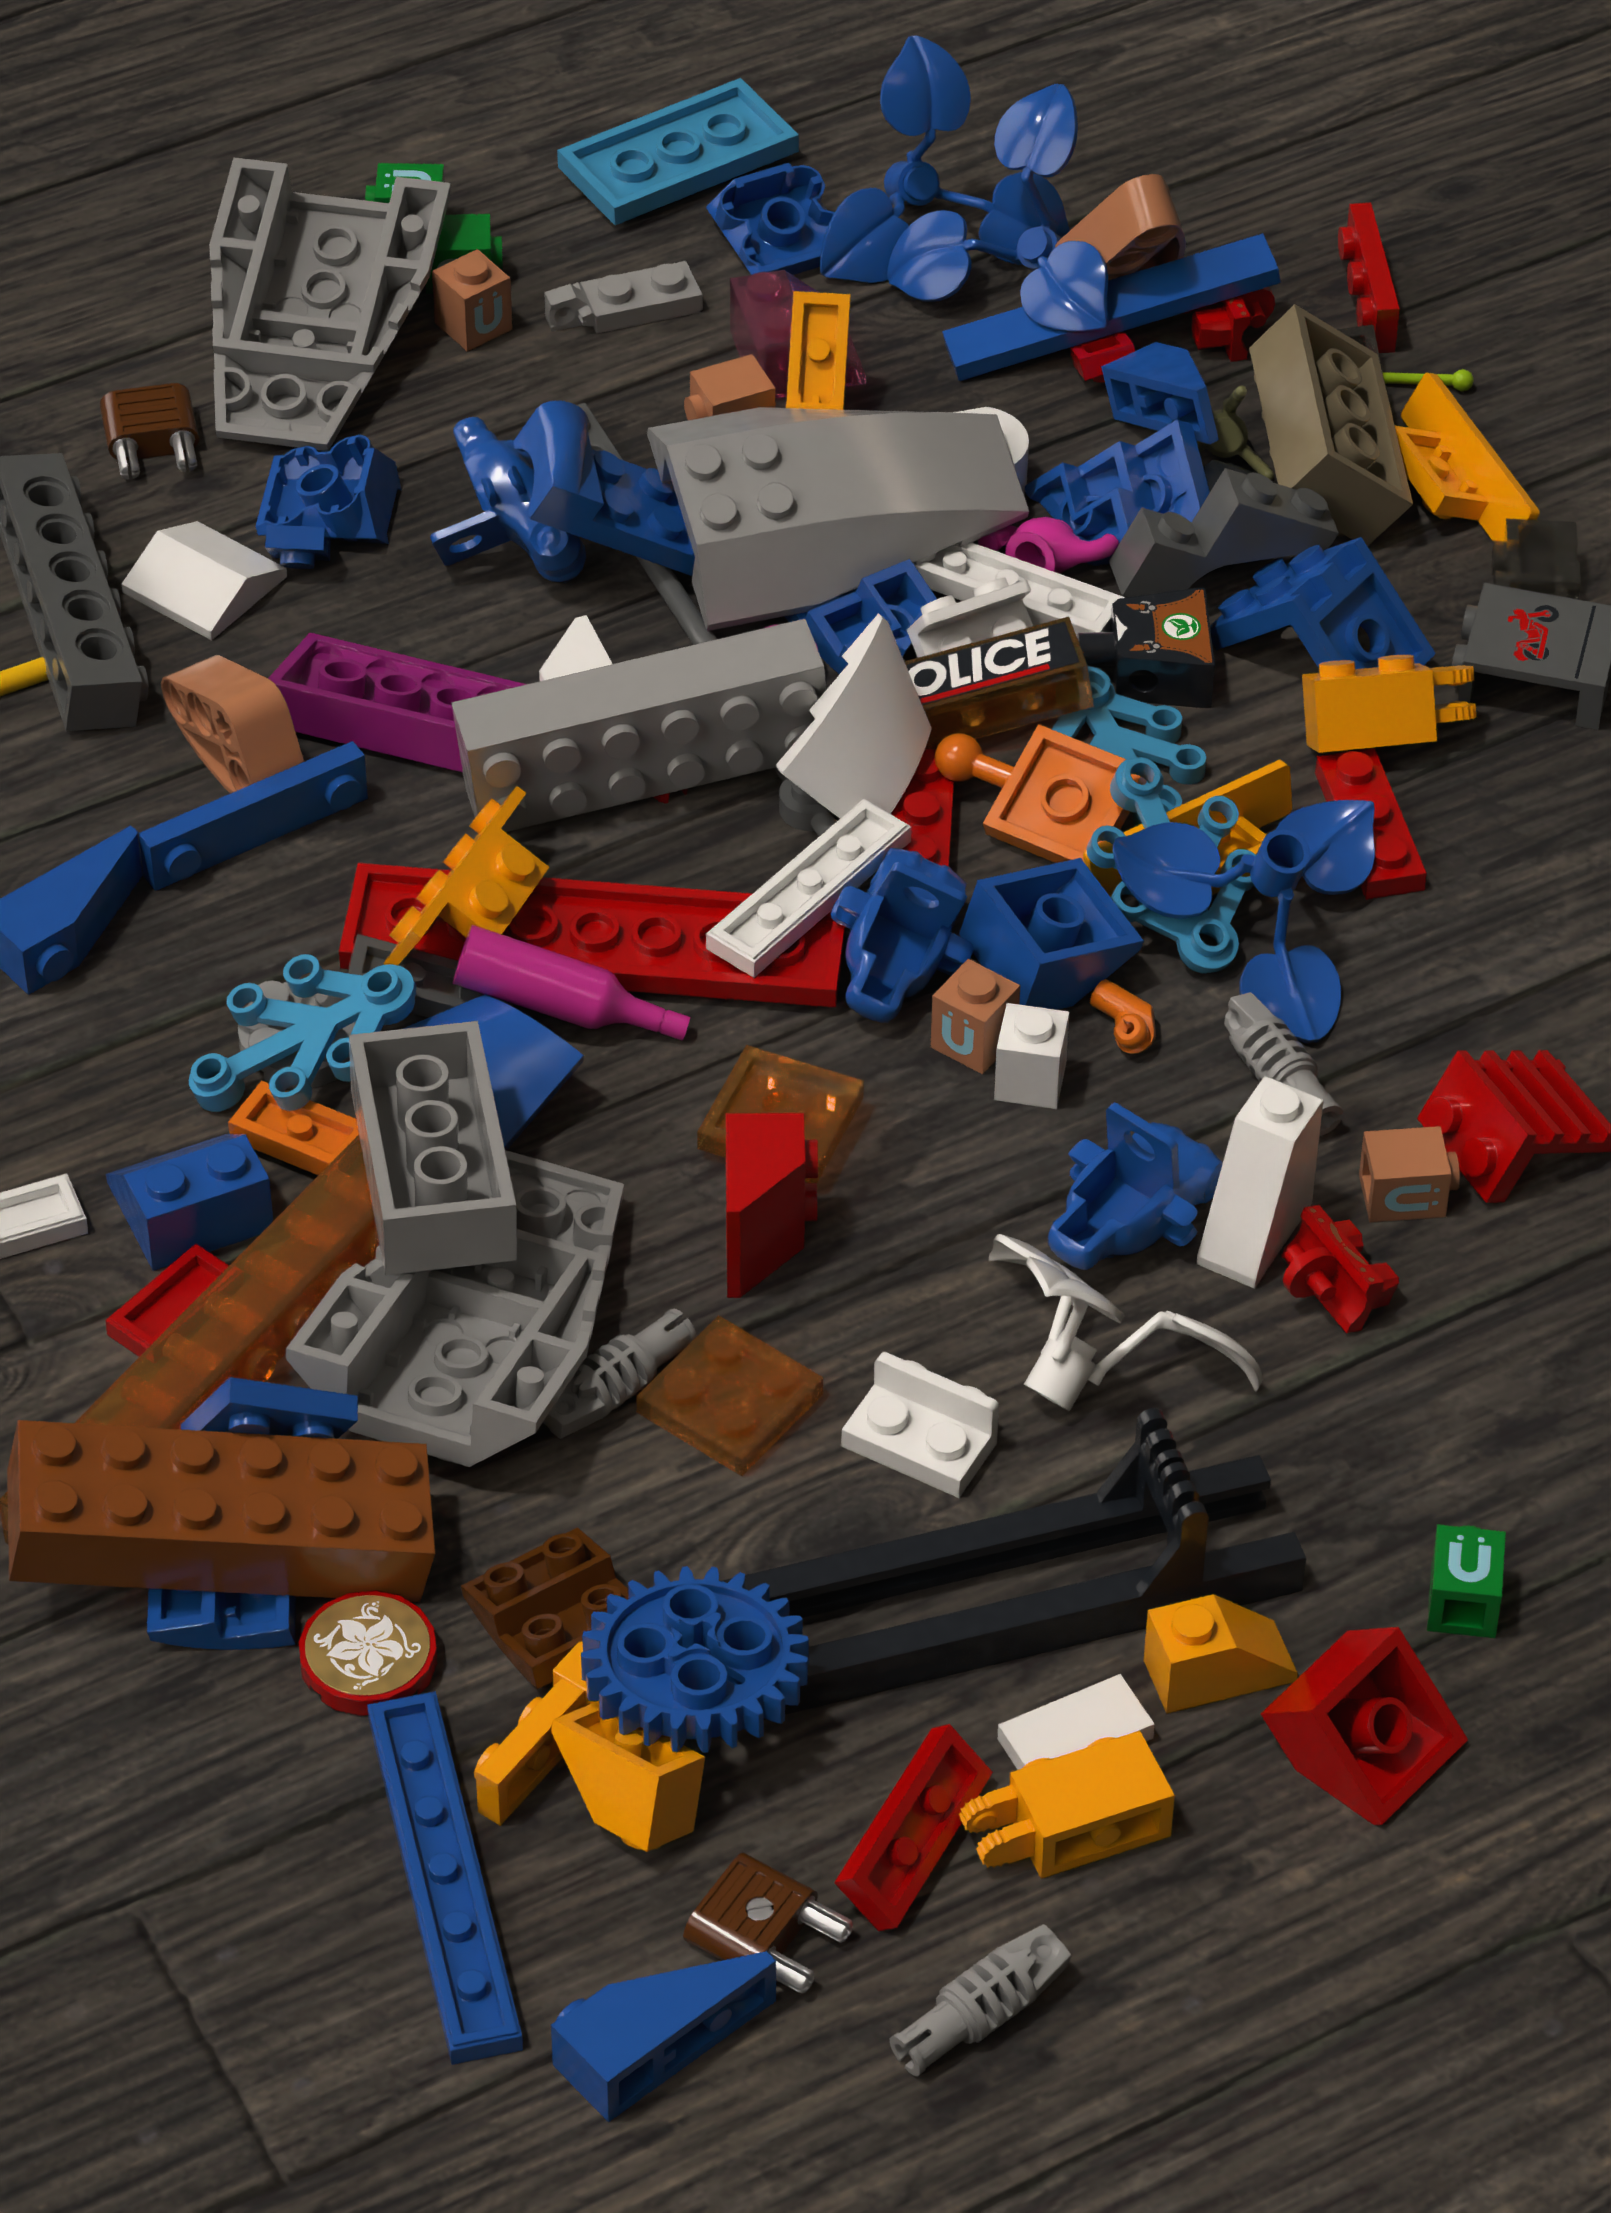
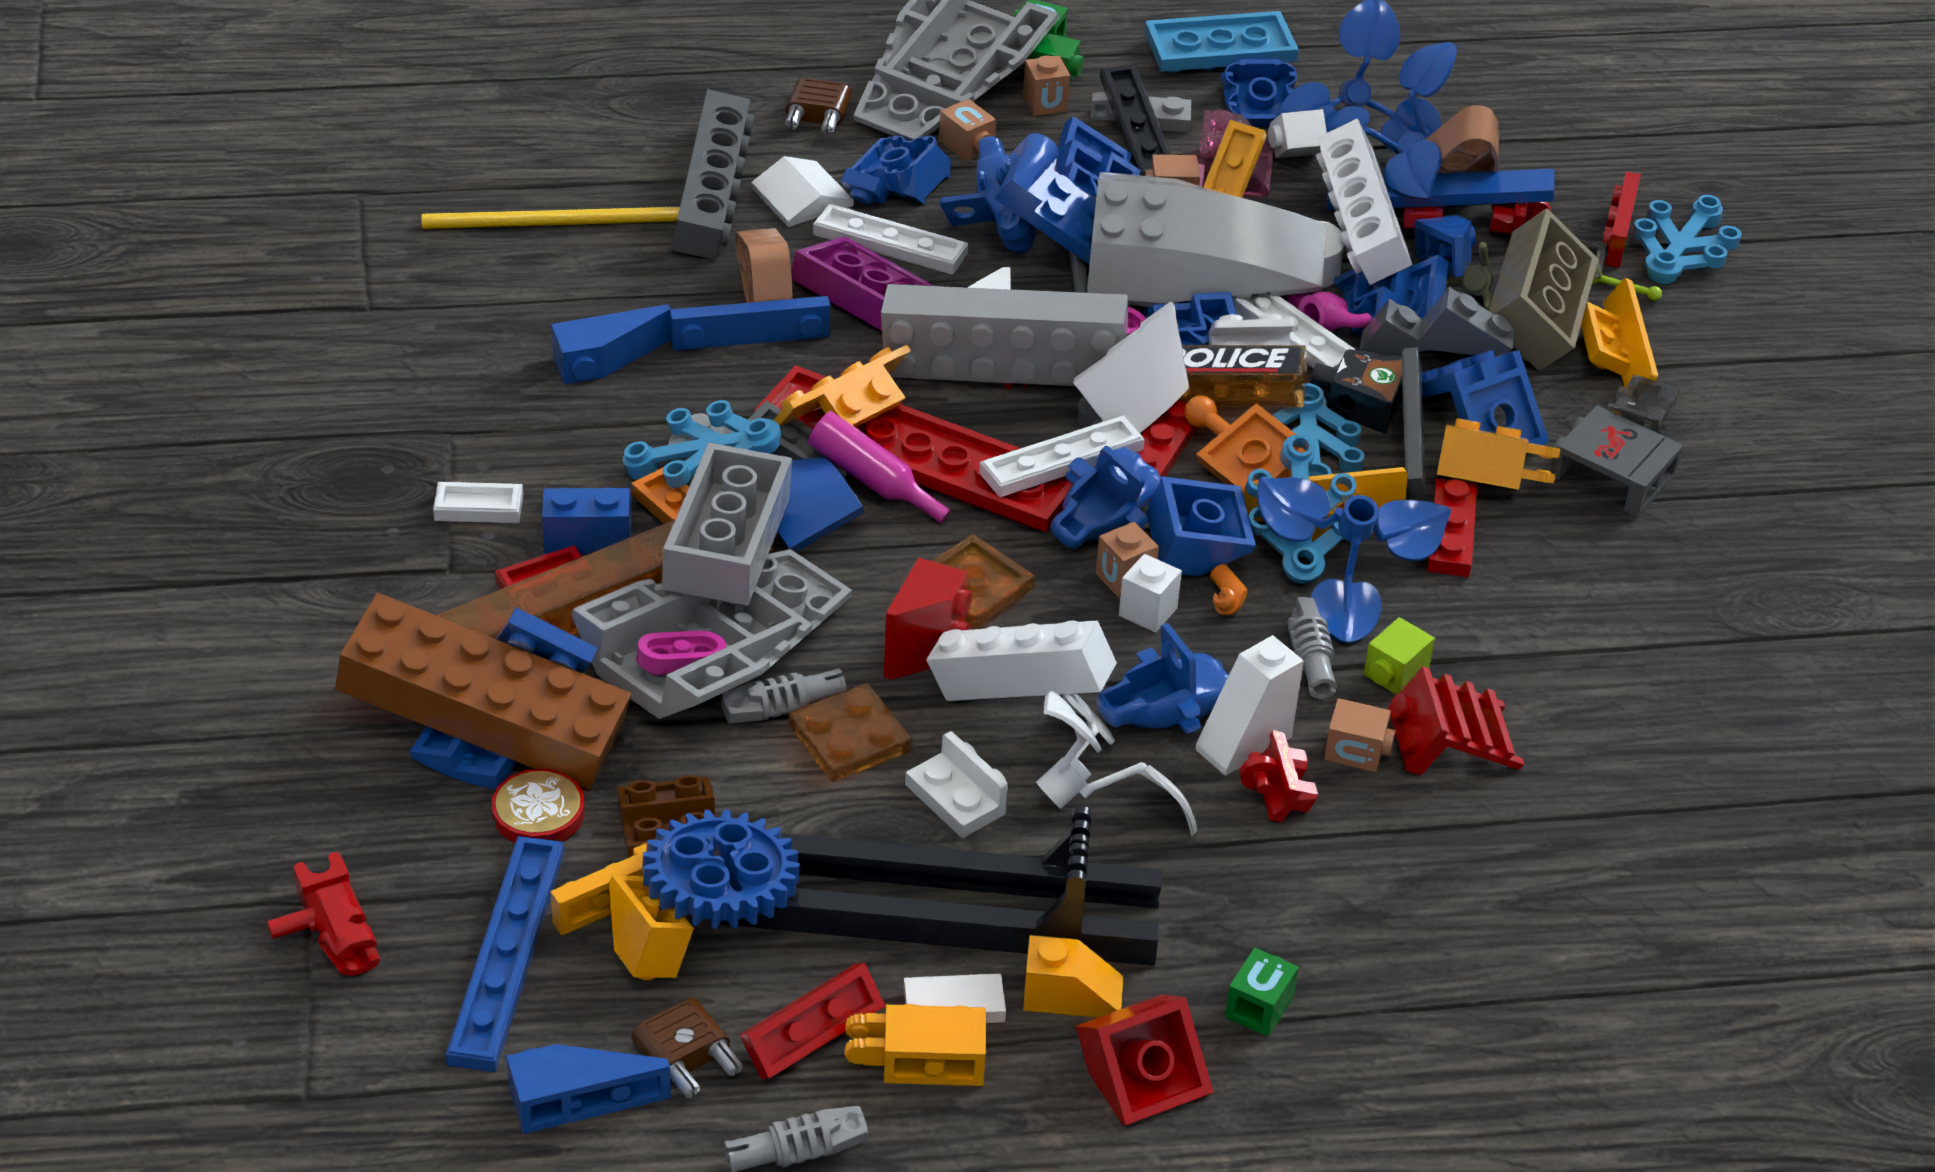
camera: 20 degrees right, 5 degrees down
(181, 1906) = (335, 914): none -> red piece
(374, 615) = (892, 238): none -> white tile
(396, 406) = (963, 128): none -> nougat brick
(453, 1359) = (670, 651): none -> dark pink plate
(615, 401) = (1087, 153): none -> blue slope
(628, 317) = (1134, 114): none -> black tile
(873, 273) = (1297, 133): none -> white brick
(933, 1219) = (1022, 661): none -> white brick
(1027, 362) = (1362, 203): none -> white brick
(1258, 686) = (1413, 424): none -> dark grey tile
(1401, 1040) = (1398, 655): none -> lime brick
(1457, 331) = (1666, 265): none -> dark azure plant

